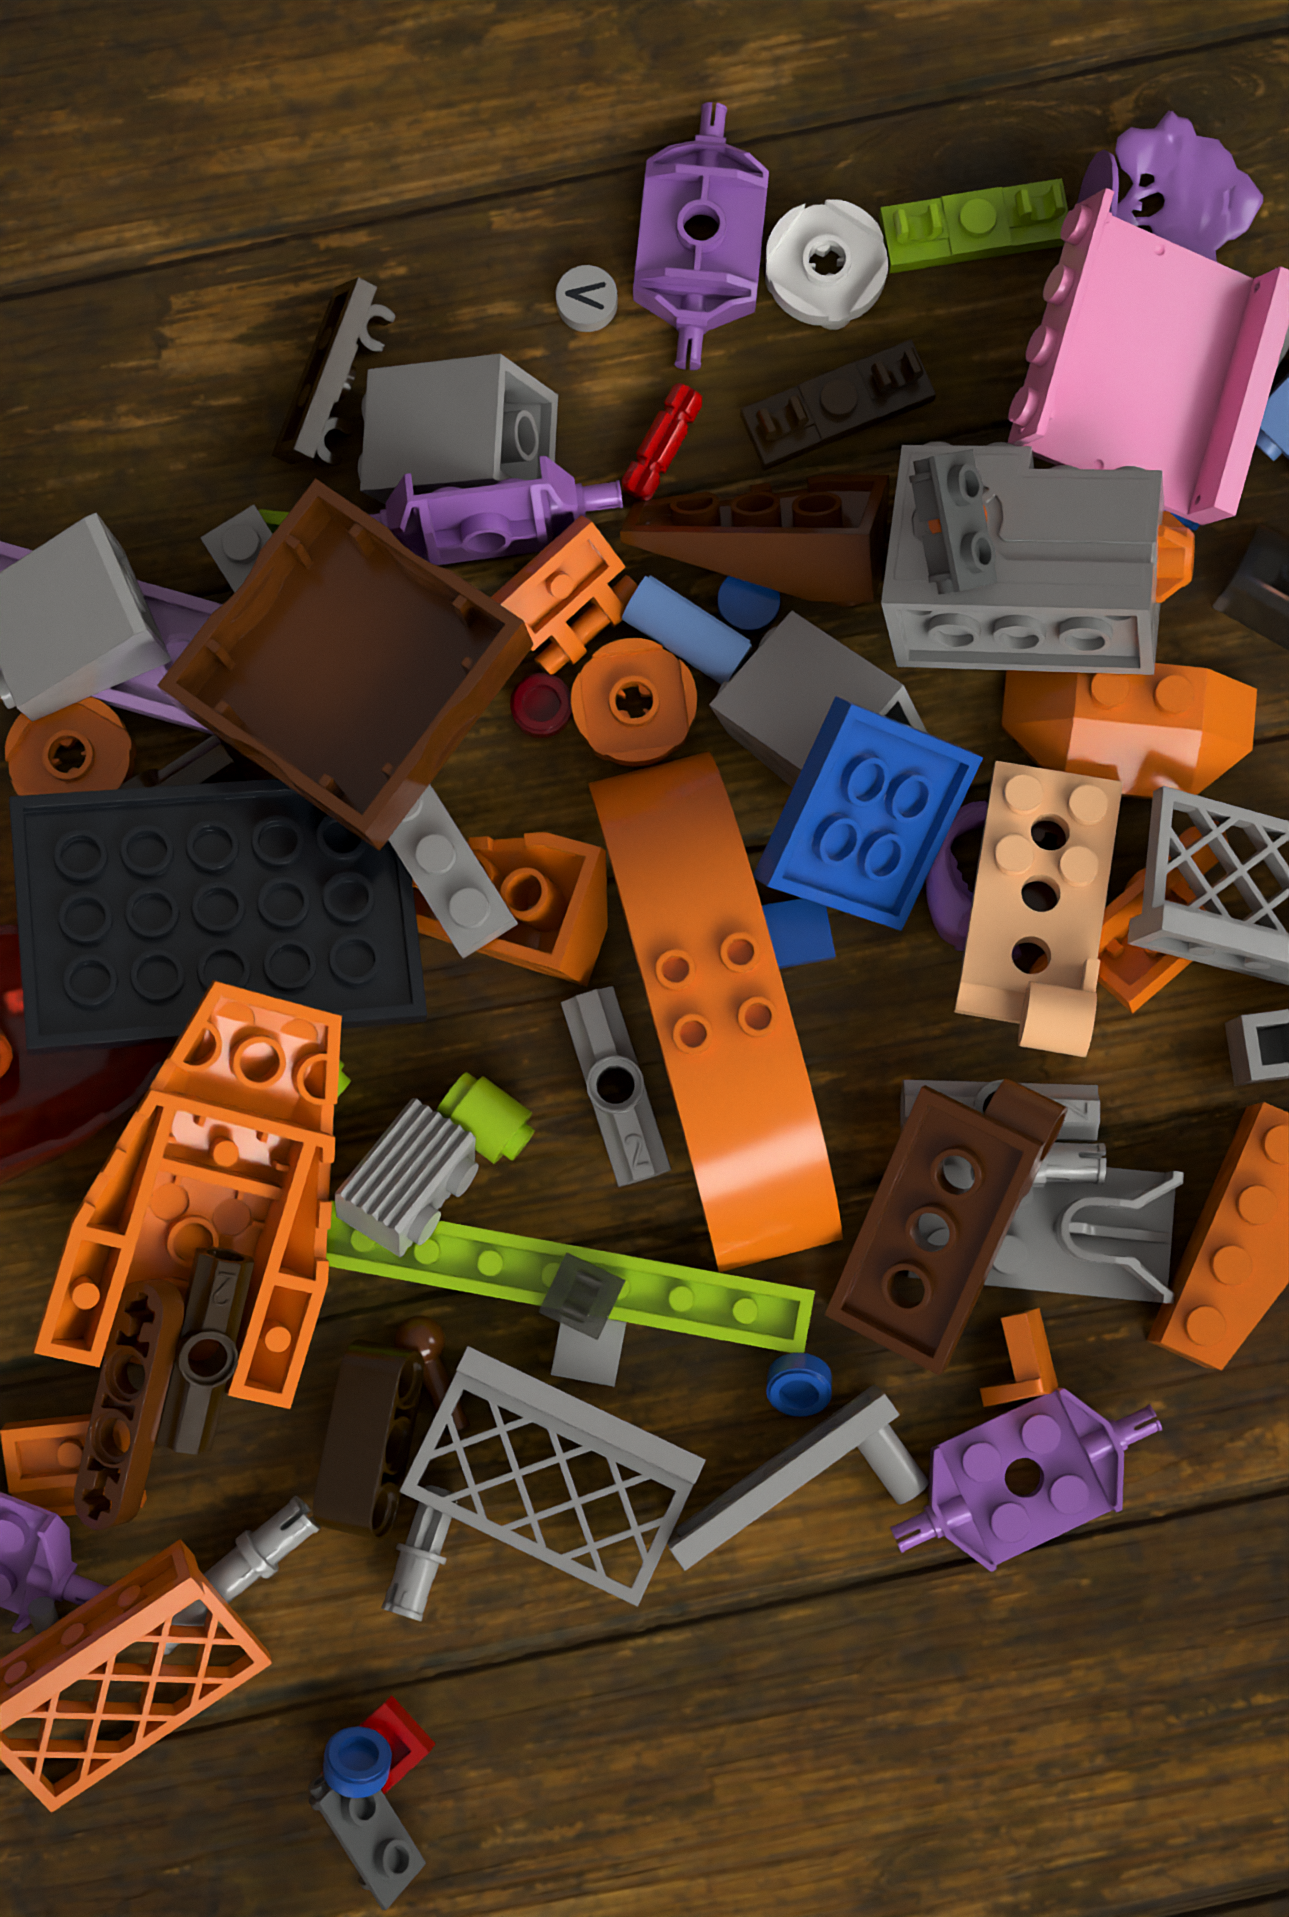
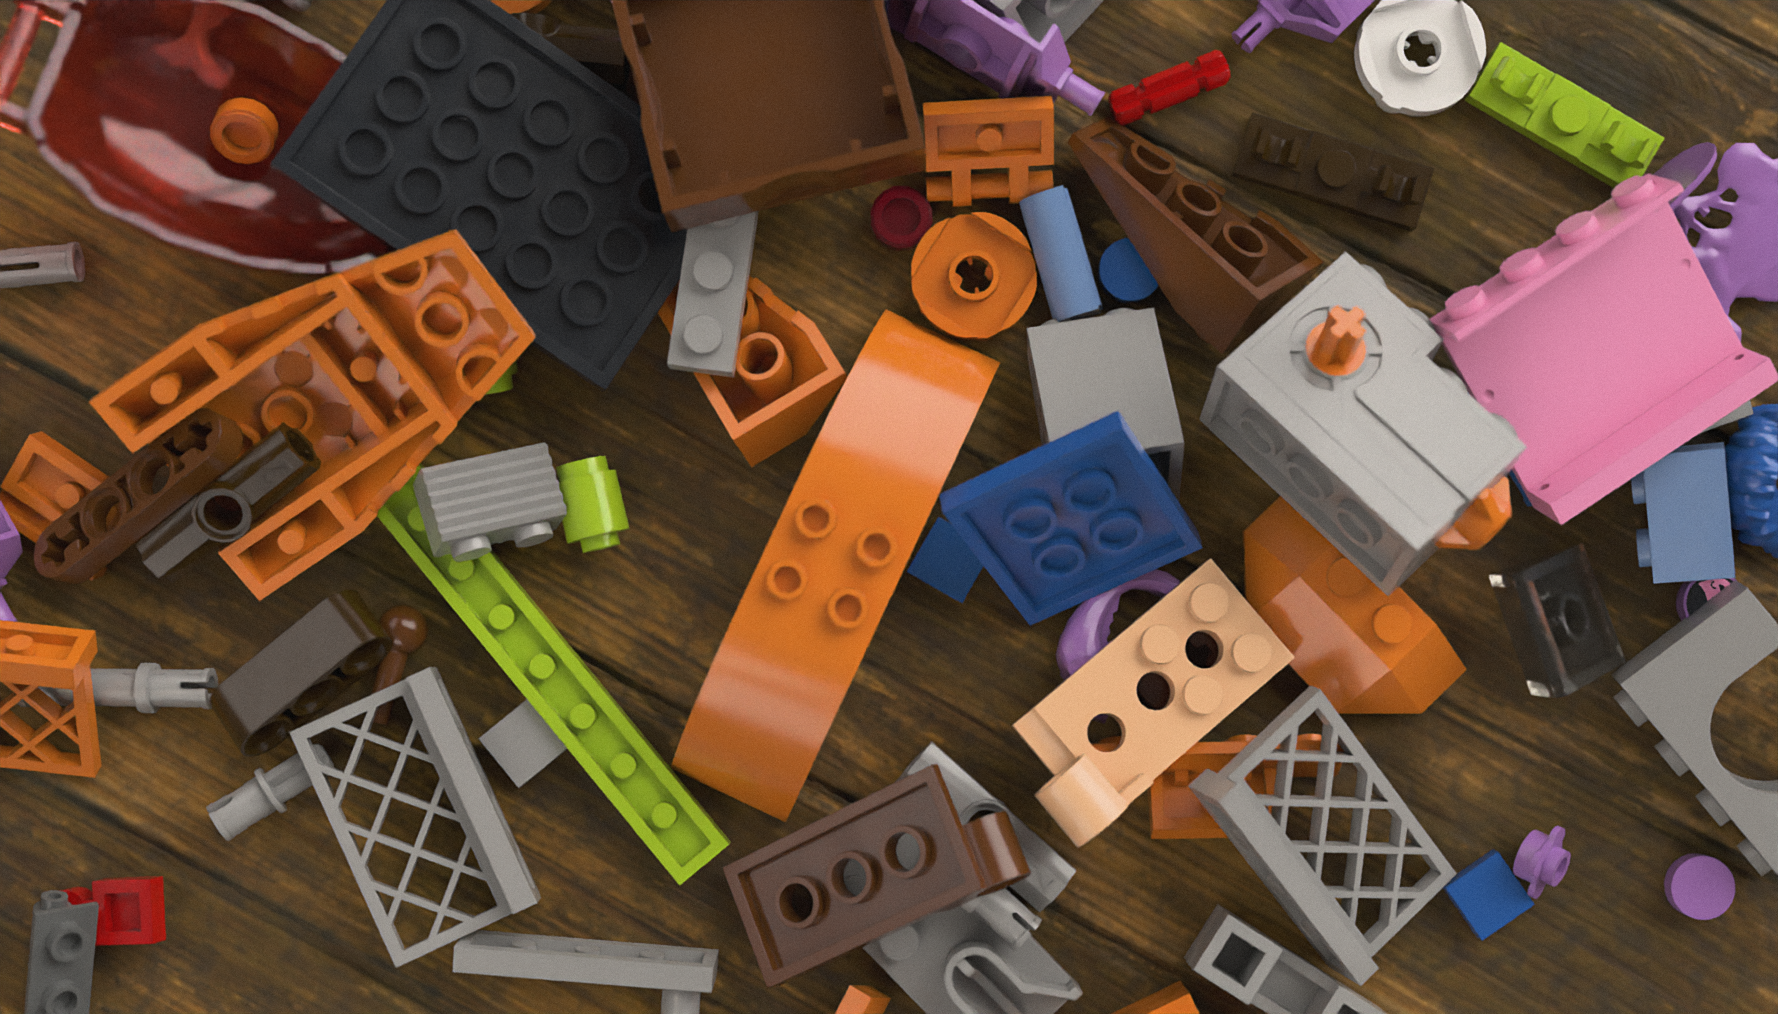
camera: 40 degrees right, 5 degrees up
(357, 1762) = (90, 907): blue tile -> none
(582, 1296) = (548, 701): clear smoke tile -> none
(602, 1046) = (691, 602): light grey piece -> none
(799, 1384) = (658, 904): blue tile -> none
(951, 491) = (1312, 379): dark grey hinge -> none

